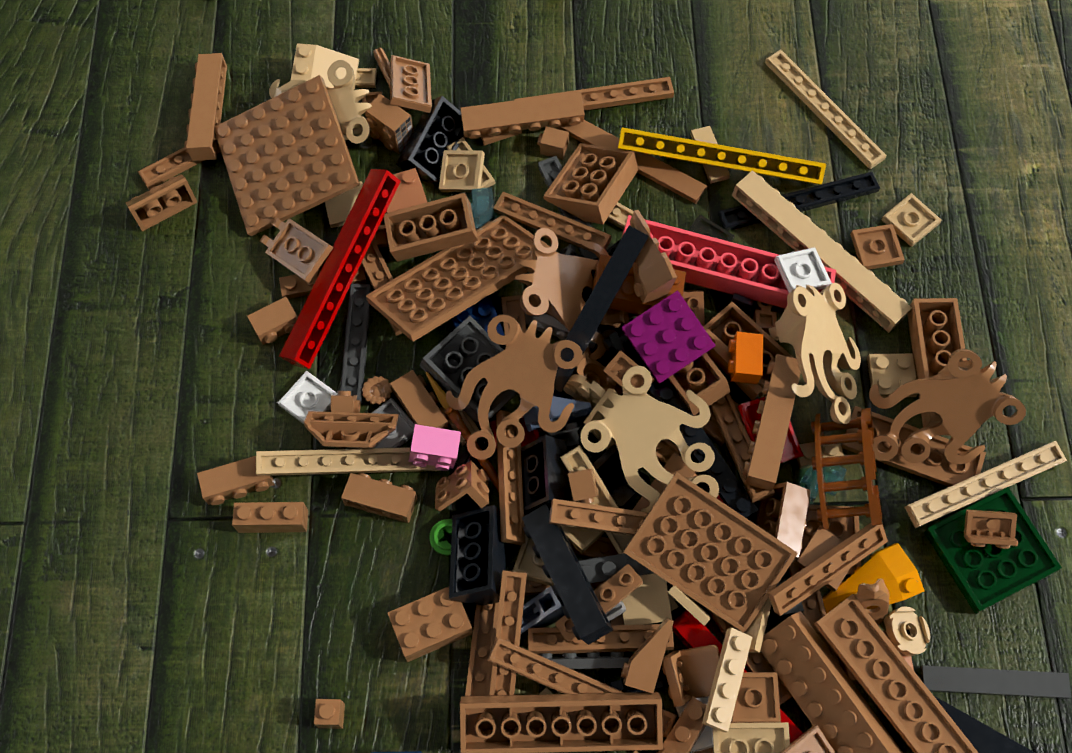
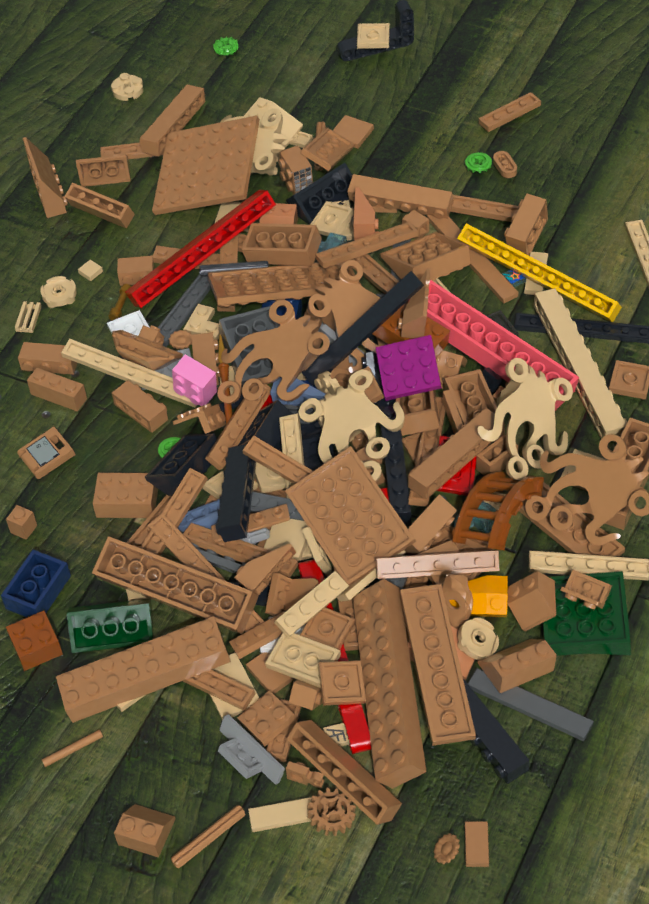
camera: 30 degrees right, 15 degrees down
(100, 244) = (45, 181): none -> medium nougat slope
(121, 70) = (127, 87): none -> tan plate
(173, 415) = (30, 307): none -> tan tile
(183, 252) = (99, 205): none -> medium nougat brick
(201, 394) = (54, 299): none -> tan plate
(217, 339) = (90, 270): none -> tan tile
(280, 385) = (115, 312): none -> pearl gold bar
(297, 248) = (178, 228): medium nougat tile -> none
(302, 610) = (43, 456): none -> medium nougat container
(361, 292) = (204, 269): none -> black axle
(386, 363) = (201, 322): none -> tan plate
(417, 46) = (354, 130): none -> medium nougat tile
(501, 160) = (364, 216): none -> nougat slope
(521, 191) = (366, 245): none -> medium nougat plate
(573, 33) = (480, 158): none -> bright green gear
(583, 486) = (283, 438): medium nougat brick -> none
(607, 33) = (505, 164): none -> medium nougat plate
(679, 103) = (527, 224): none -> medium nougat brick
(691, 169) = (514, 278): none -> tile
(746, 357) = (462, 405): orange brick -> none
(802, 269) = (551, 363): white tile -> none
(803, 406) = (494, 457): none -> medium nougat brick
(942, 562) = (532, 600): none -> medium nougat slope
(961, 640) = (519, 664): none -> medium nougat slope

